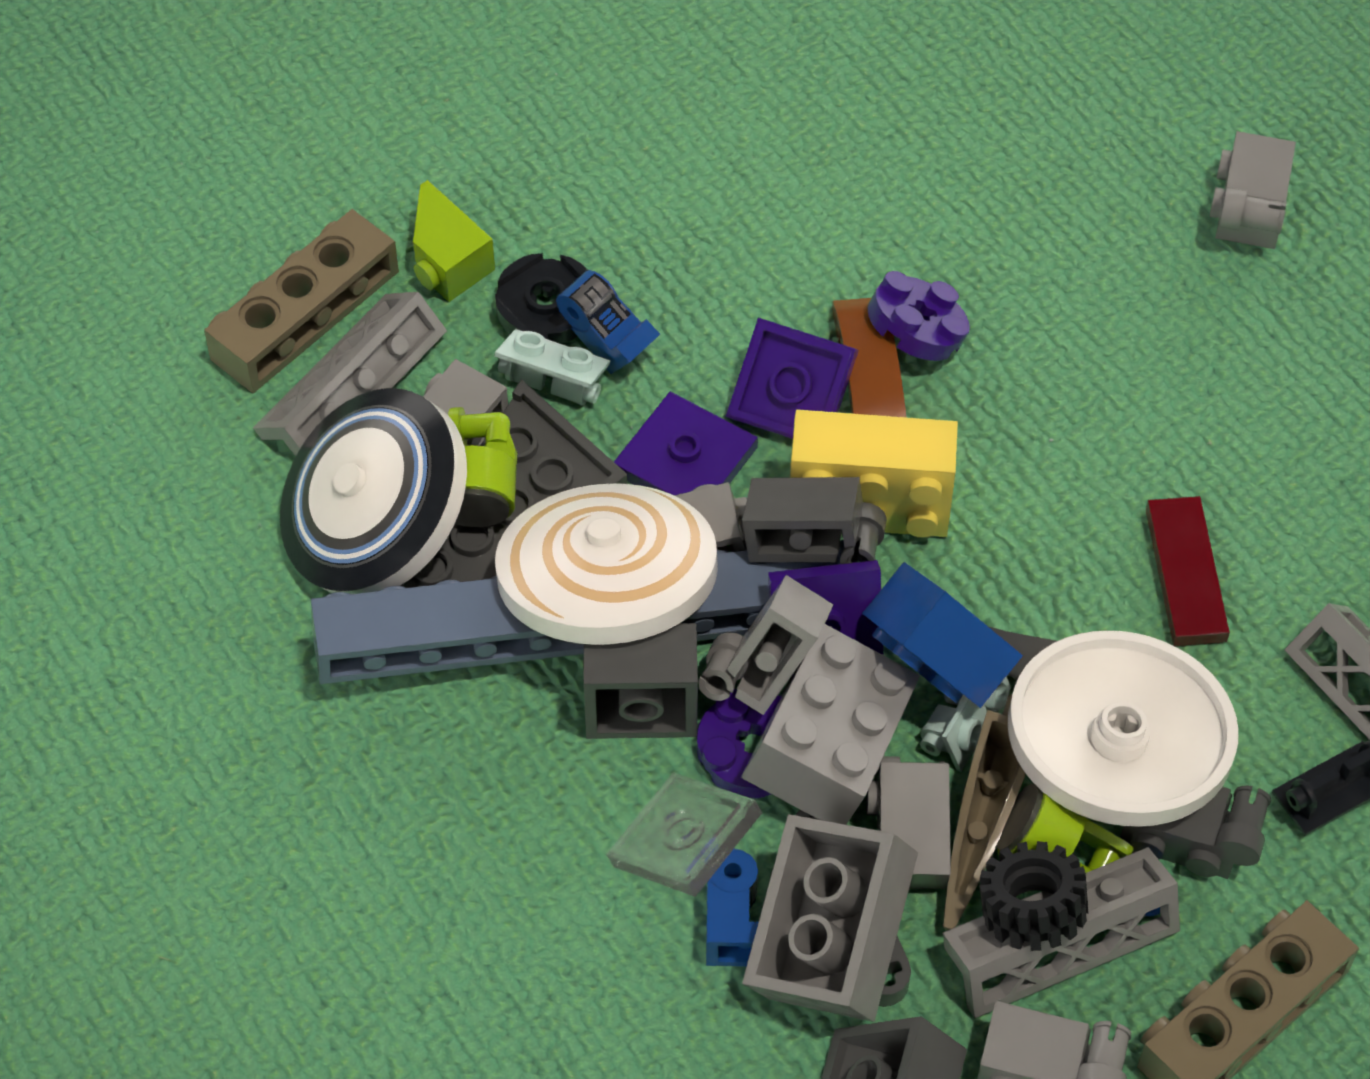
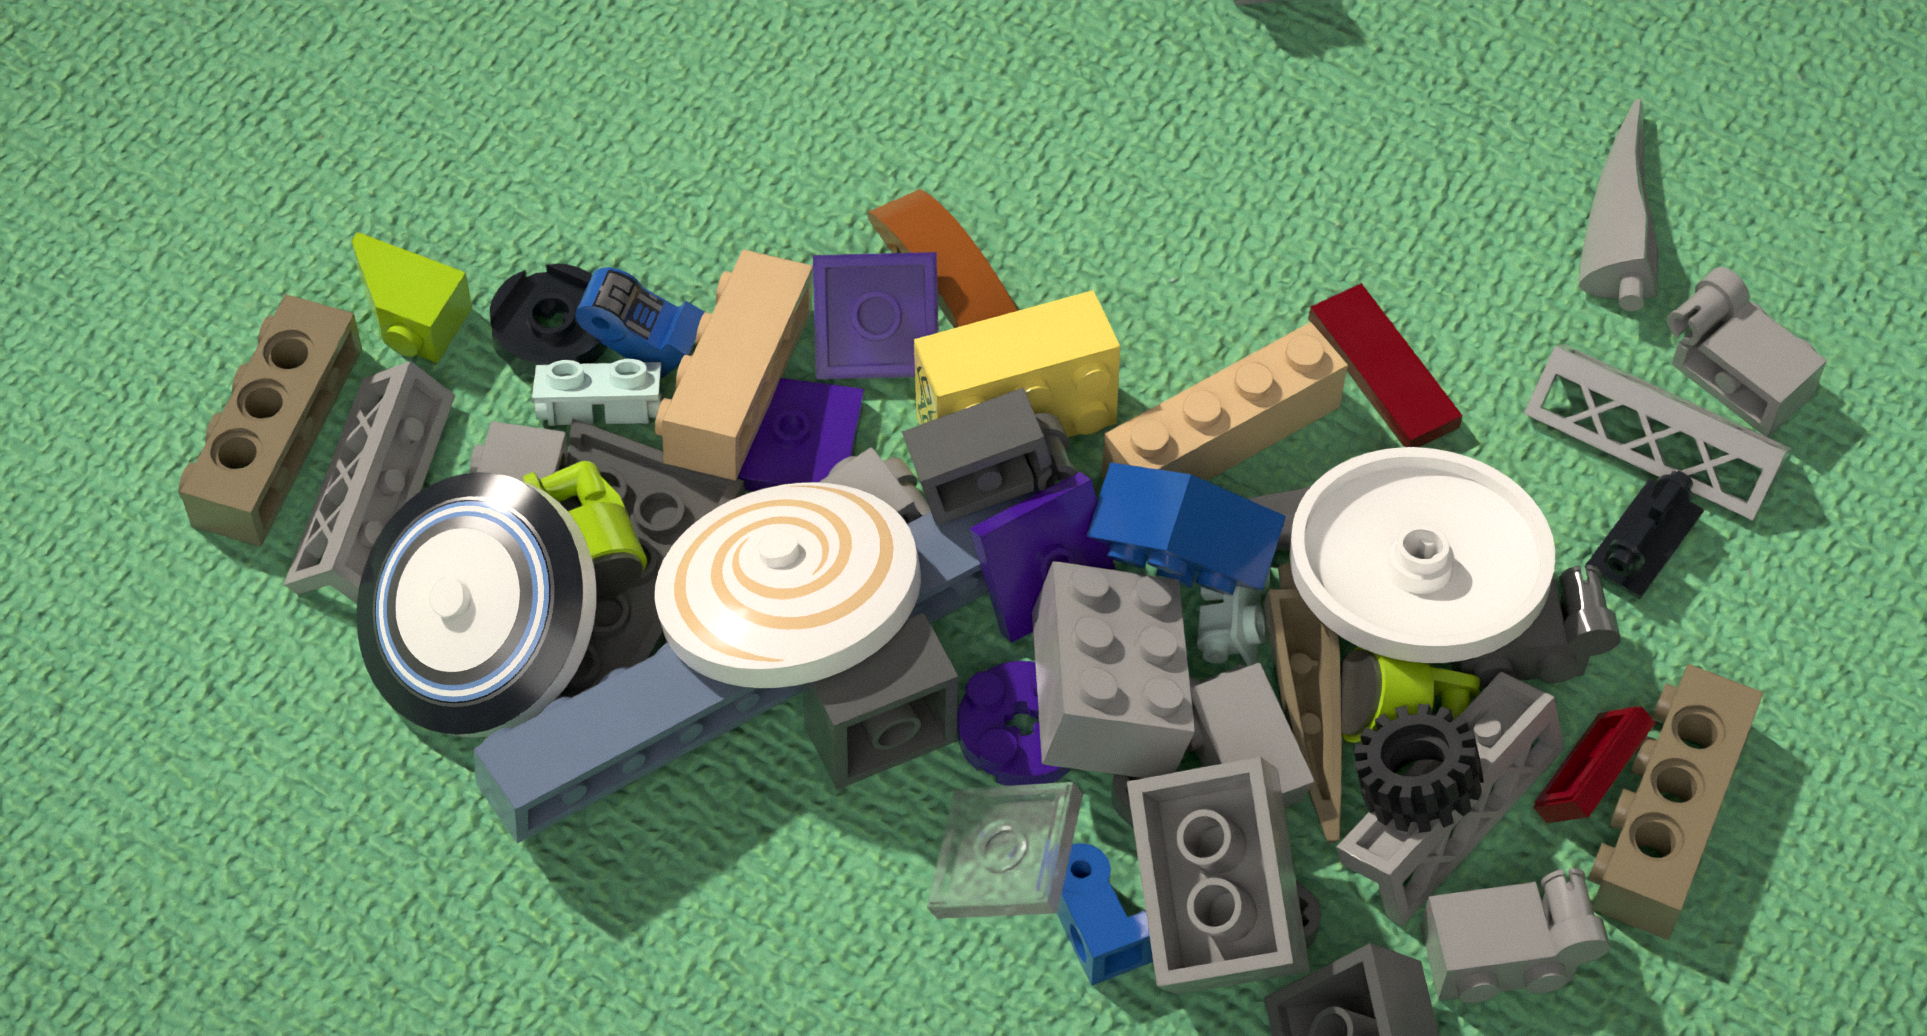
camera: 25 degrees left, 0 degrees up
(662, 382) = (735, 364): none -> tan brick
(768, 649) = (1009, 609): light grey hinge -> none
(919, 315) = (976, 193): dark purple plate -> none
(1035, 561) = (1235, 409): none -> tan brick
(1192, 951) = (1593, 764): none -> dark red tile

